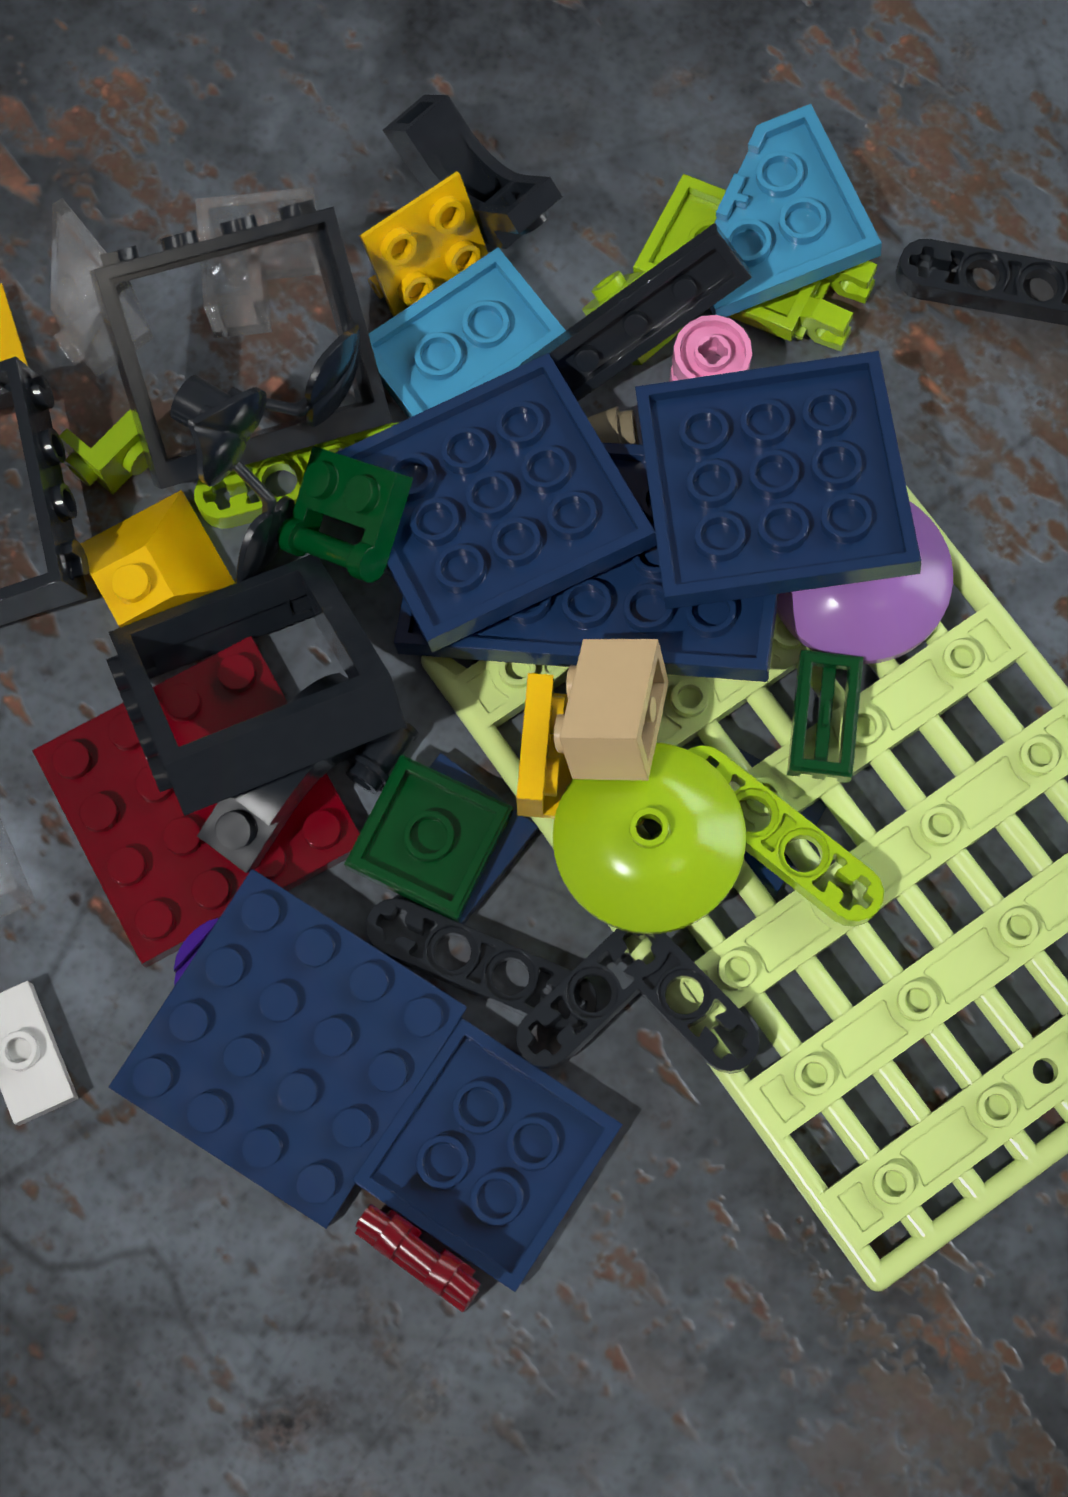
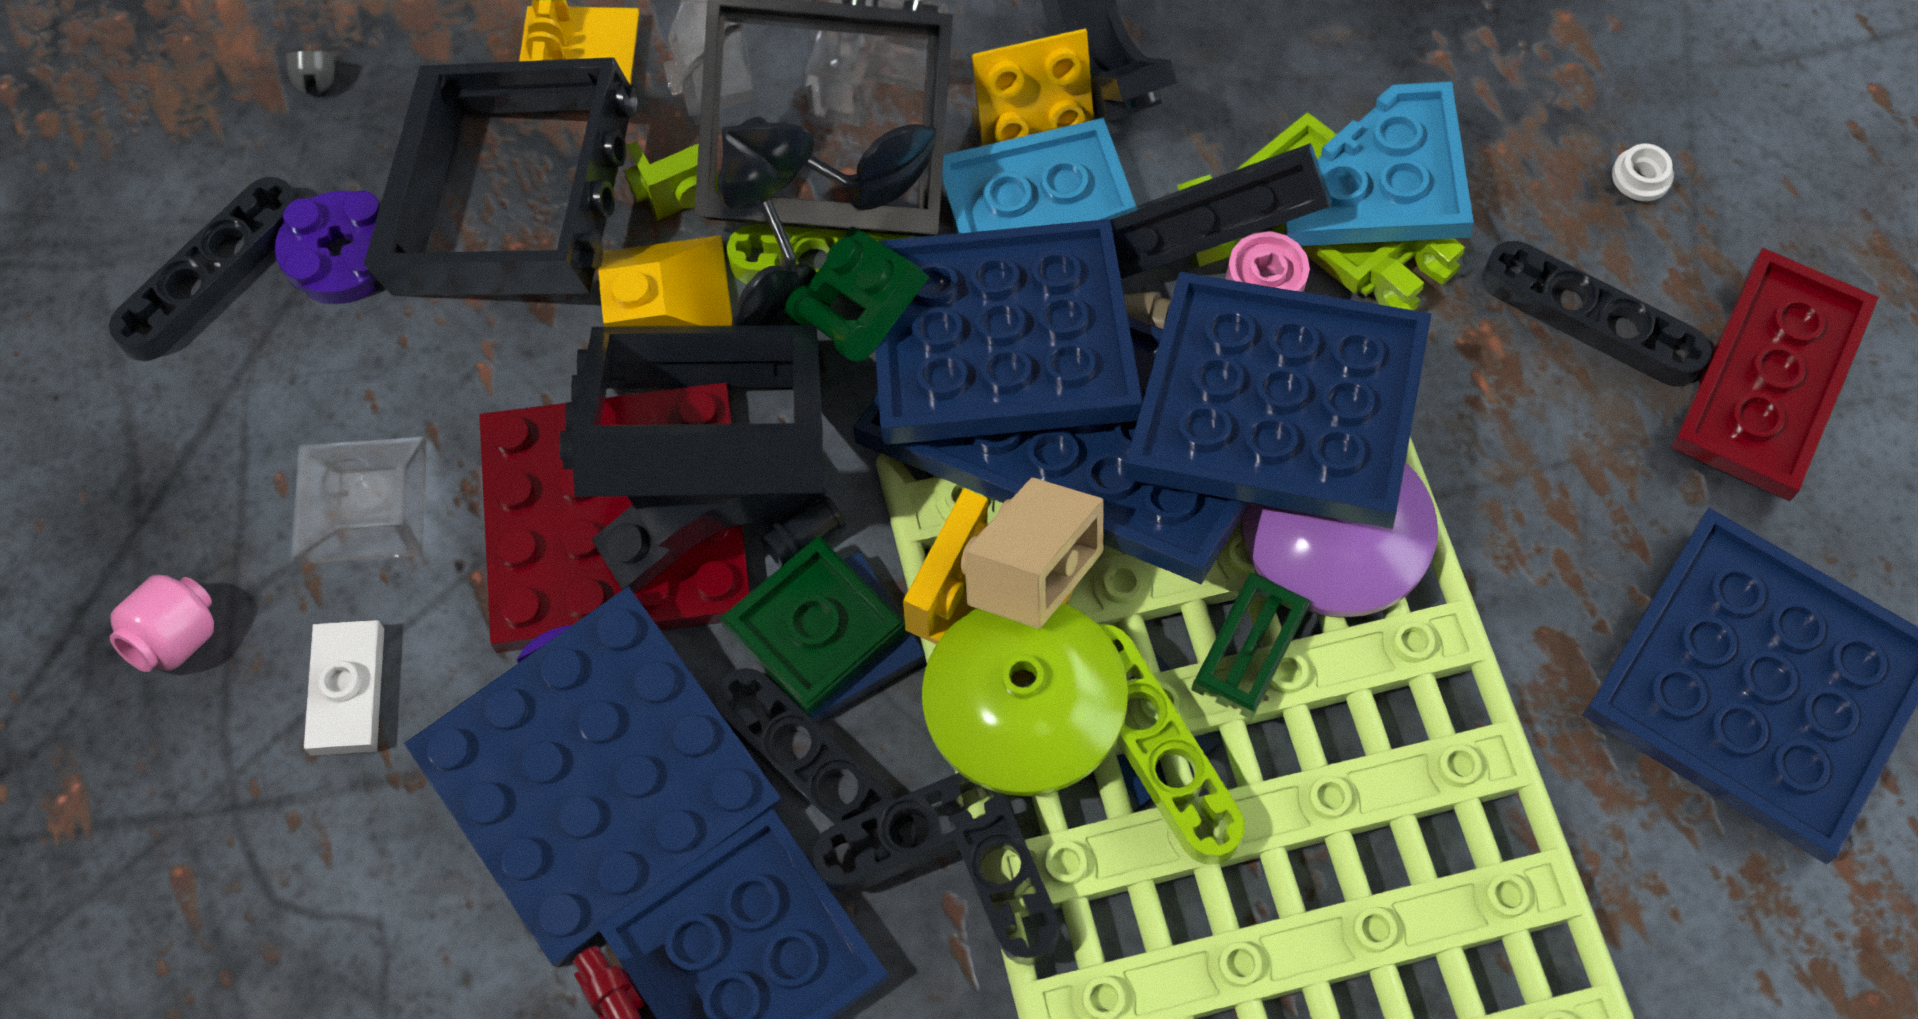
camera: 20 degrees right, 10 degrees down
(1010, 116) = (1647, 161): none -> white plate

